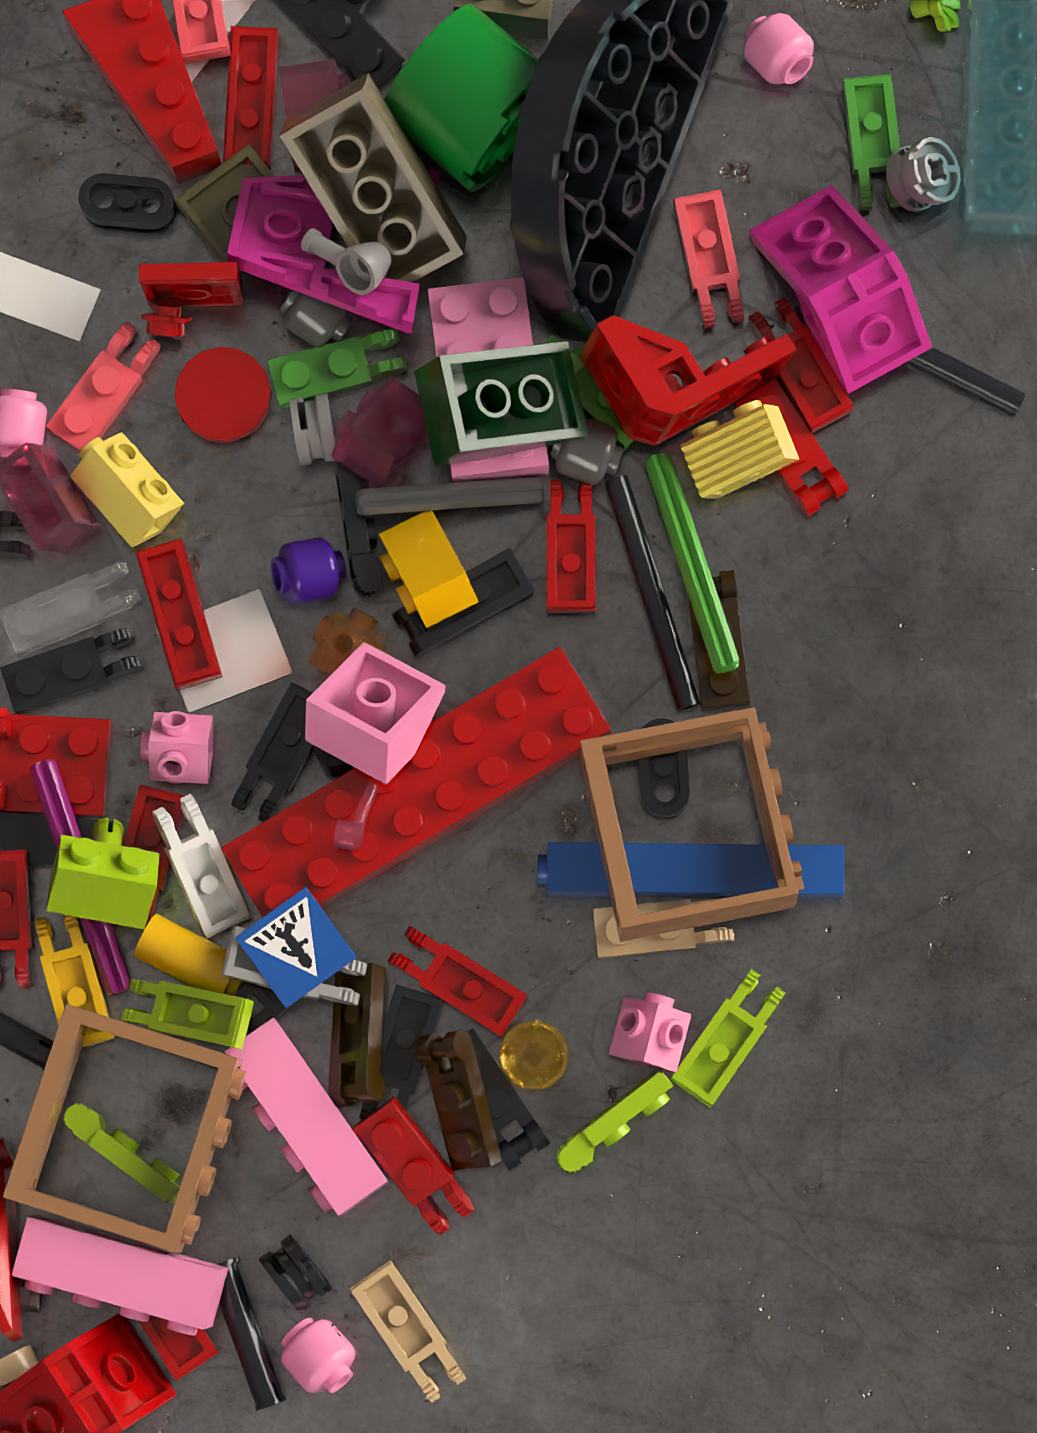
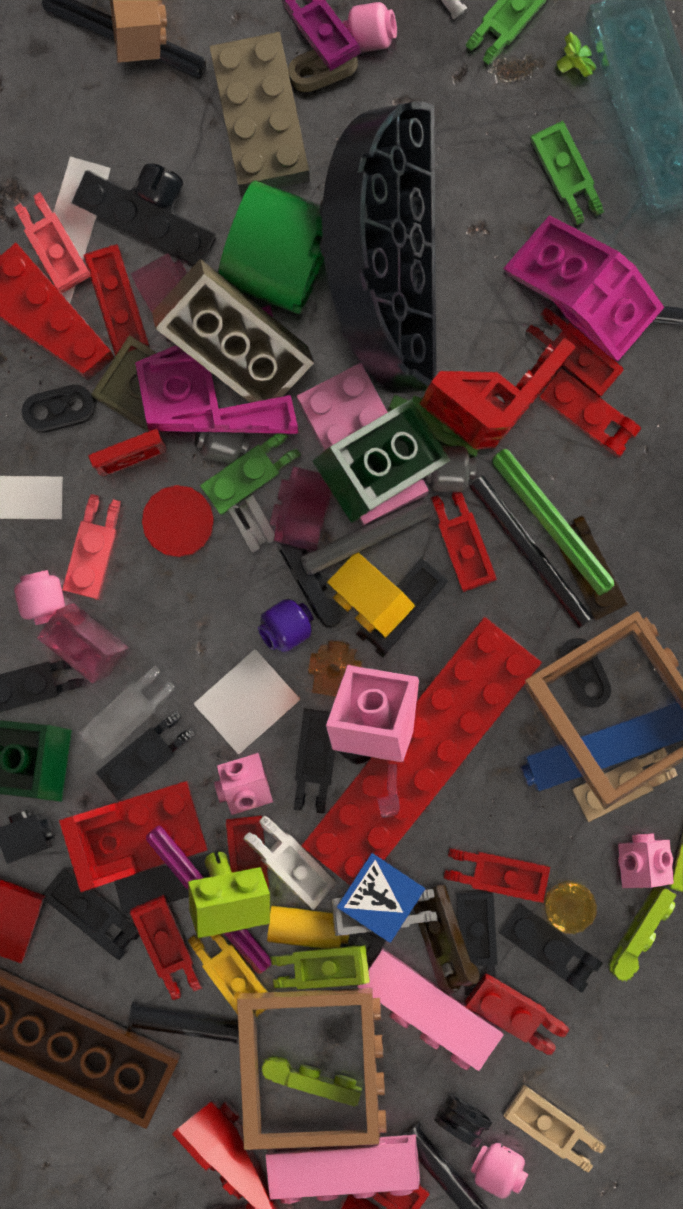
camera: 20 degrees left, 5 degrees up
(125, 488) = (136, 614): light yellow brick -> none
(166, 321) = (118, 484): red plate -> none
(179, 614) = (206, 688): red tile -> none
(358, 266) = (244, 400): light grey bar -> none
(459, 1099) = (531, 958): dark brown plate -> none
(709, 252) = (482, 295): coral hinge -> none
(740, 450) = (557, 430): light yellow brick -> none
(778, 49) = (477, 131): bright pink head -> none
(923, 174) = (612, 185): light grey wheel -> none

